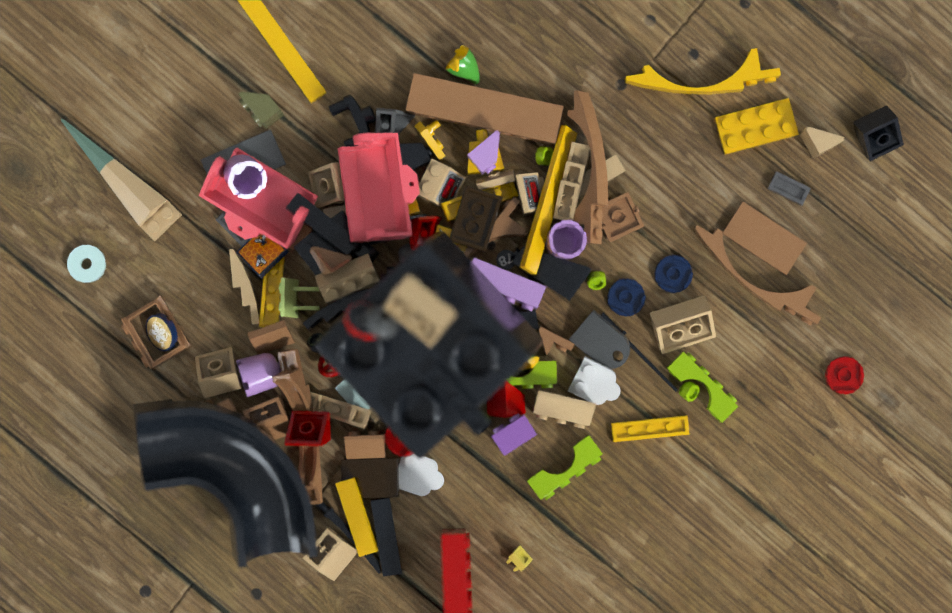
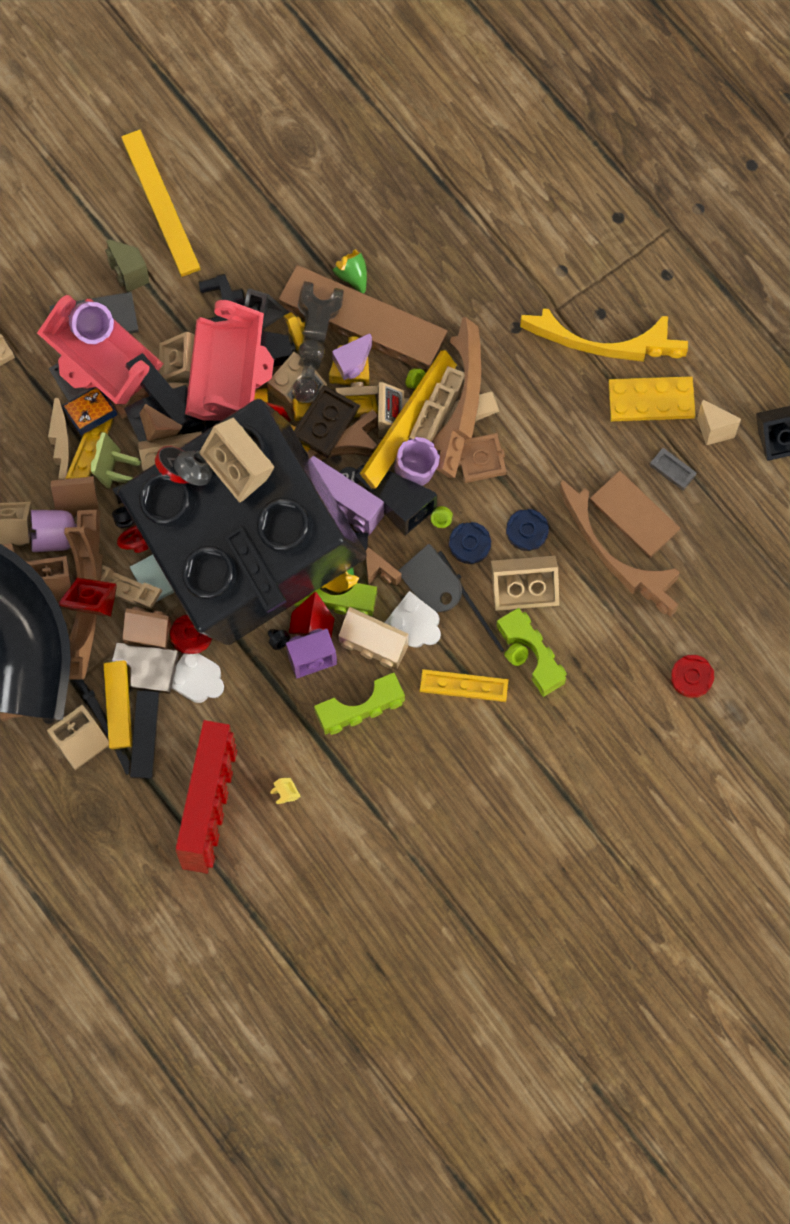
camera: 15 degrees right, 15 degrees down
(447, 143) = (312, 349): none -> clear smoke piece

